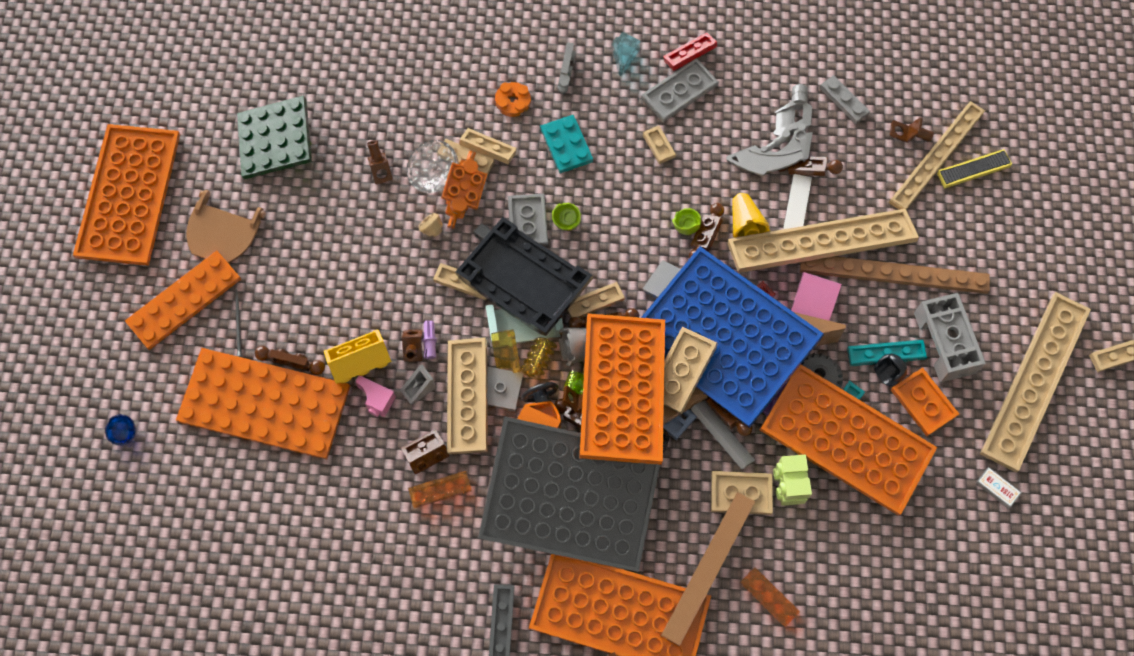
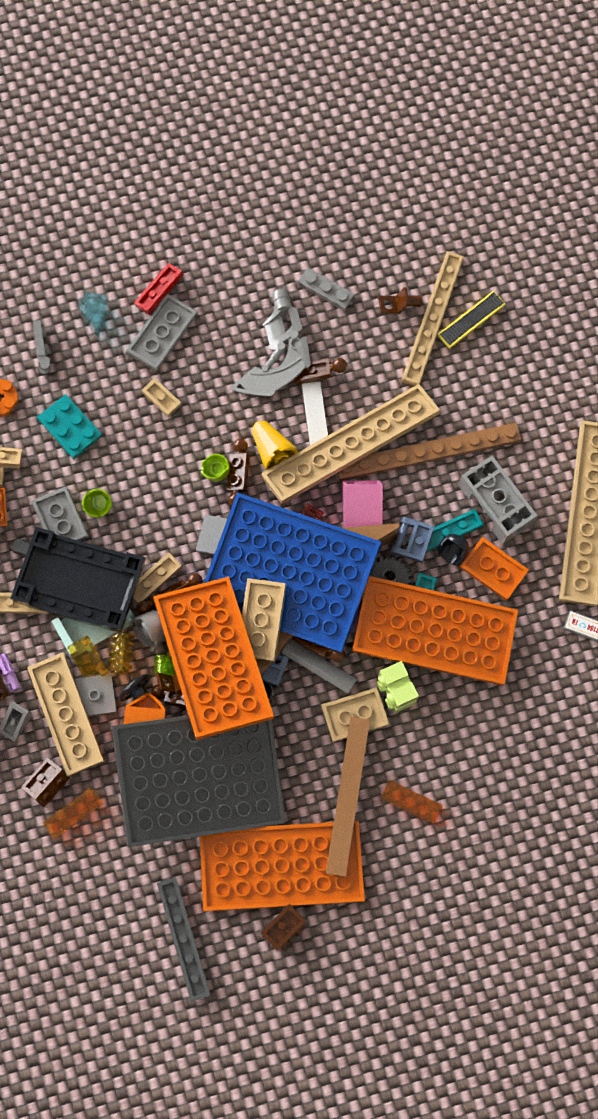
camera: 25 degrees left, 5 degrees up
(859, 349) = (418, 541): none -> sand blue plate

